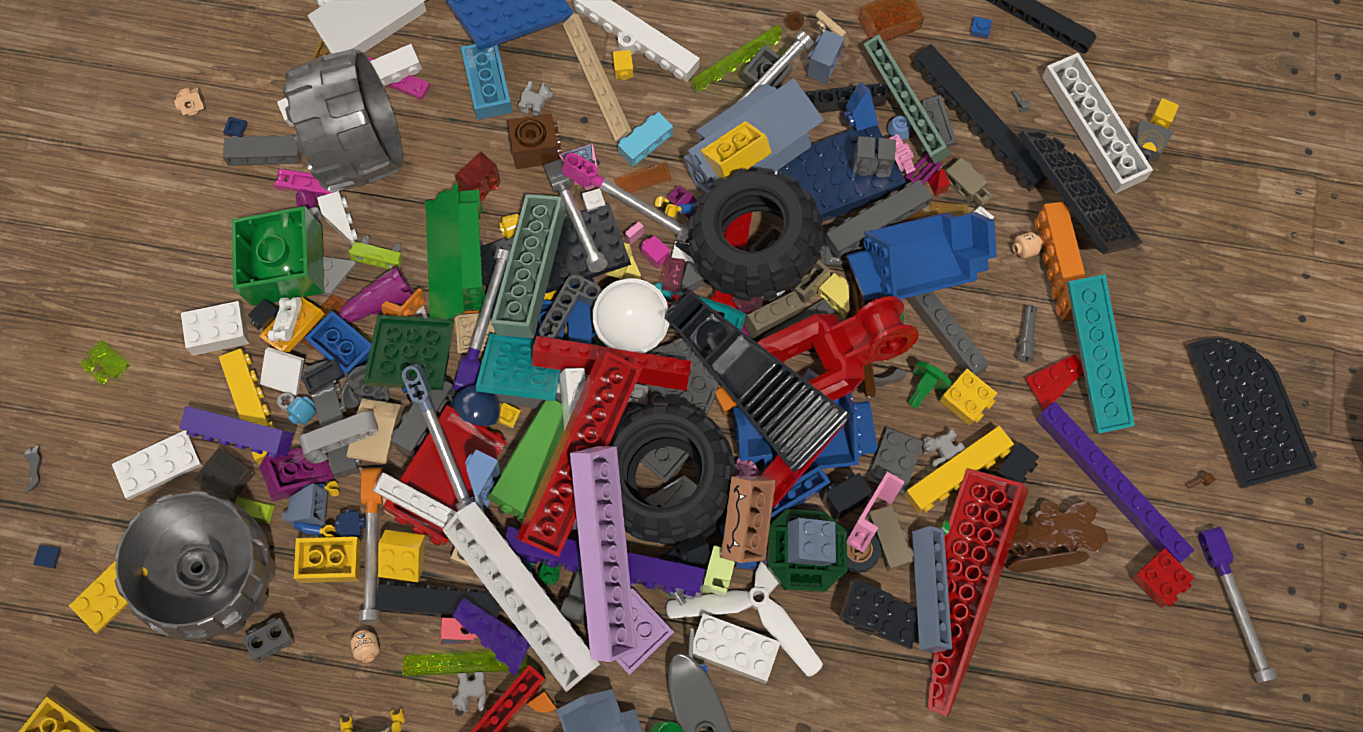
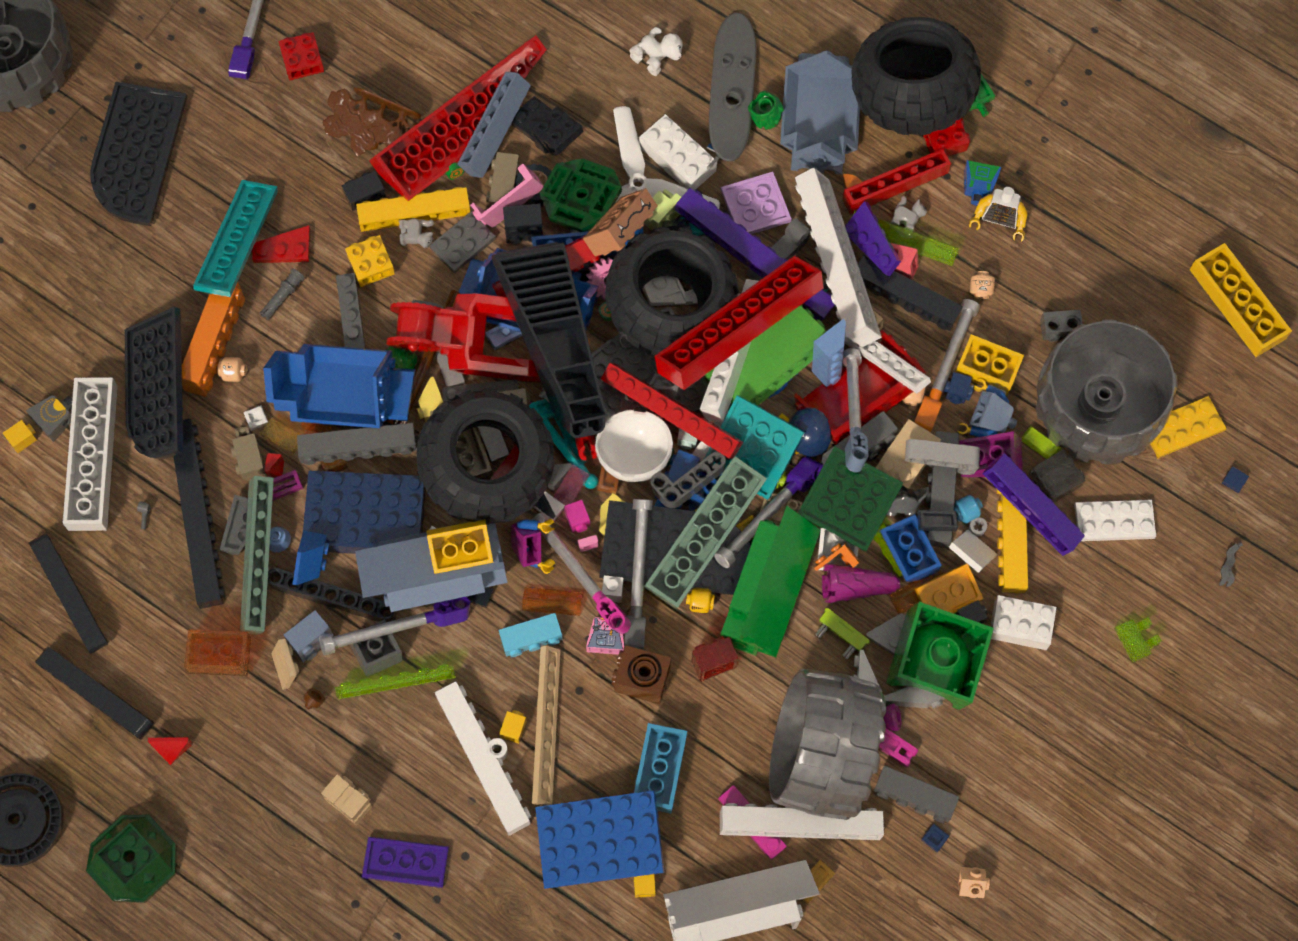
camera: 155 degrees left, 0 degrees up
(285, 319) = (952, 594): white plate -> none
(401, 555) = (924, 337): yellow brick -> none
(533, 100) = (620, 727): light grey animal -> none
(603, 553) = (755, 240): lavender brick -> none
(811, 542) = (576, 188): sand blue brick -> none
(868, 163) = (329, 492): dark grey piece -> none
(903, 155) = (296, 500): bright pink gear -> none
(931, 378) = (398, 286): green piece -> none
(981, 27) = (131, 609): blue plate -> none
(1113, 483) = (292, 142): dark purple brick -> none
(1208, 478) = (210, 116): reddish brown hand -> none

